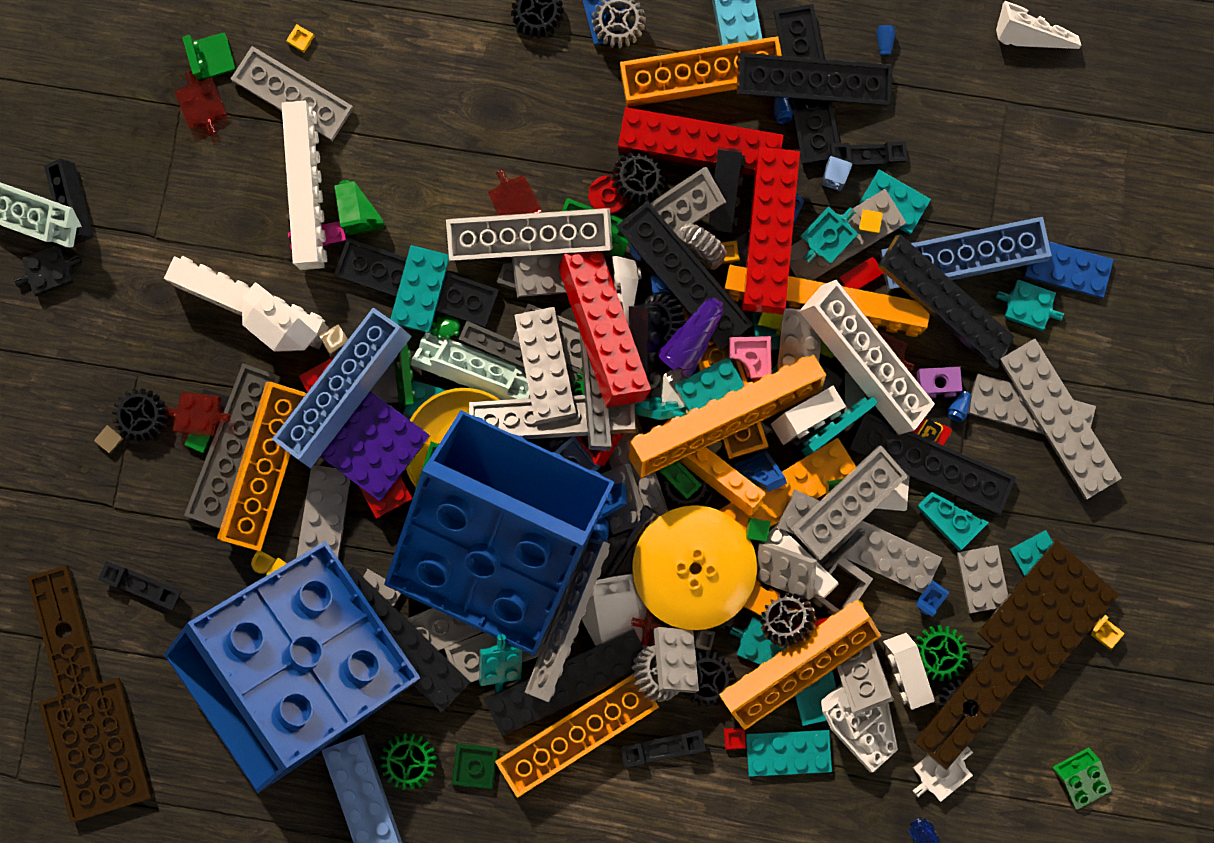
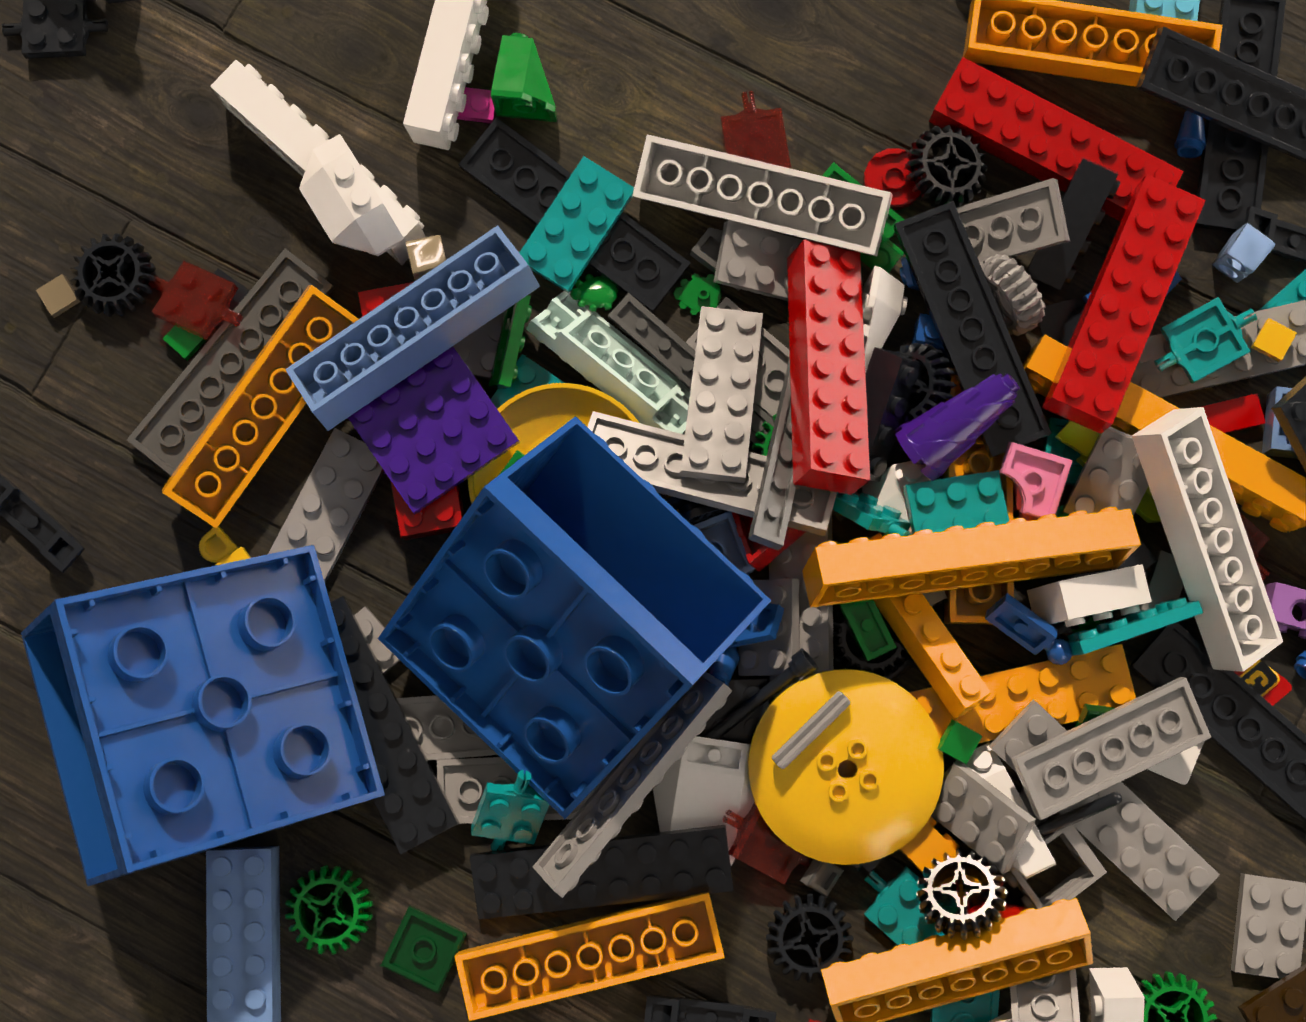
camera: 20 degrees right, 0 degrees up
(510, 306) = (698, 293): none -> green piece
(647, 675) = (739, 906): light grey gear -> none
(665, 552) = (811, 730): none -> light grey axle
(676, 660) = (773, 896): light grey plate -> none
(732, 252) = (1050, 322): yellow tile -> none
(761, 471) = (992, 657): blue wing -> none
(777, 447) = (1028, 629): none -> blue plate
(931, 598) = (1184, 931): blue bracket -> none
(951, 521) = (1251, 826): teal wing -> none

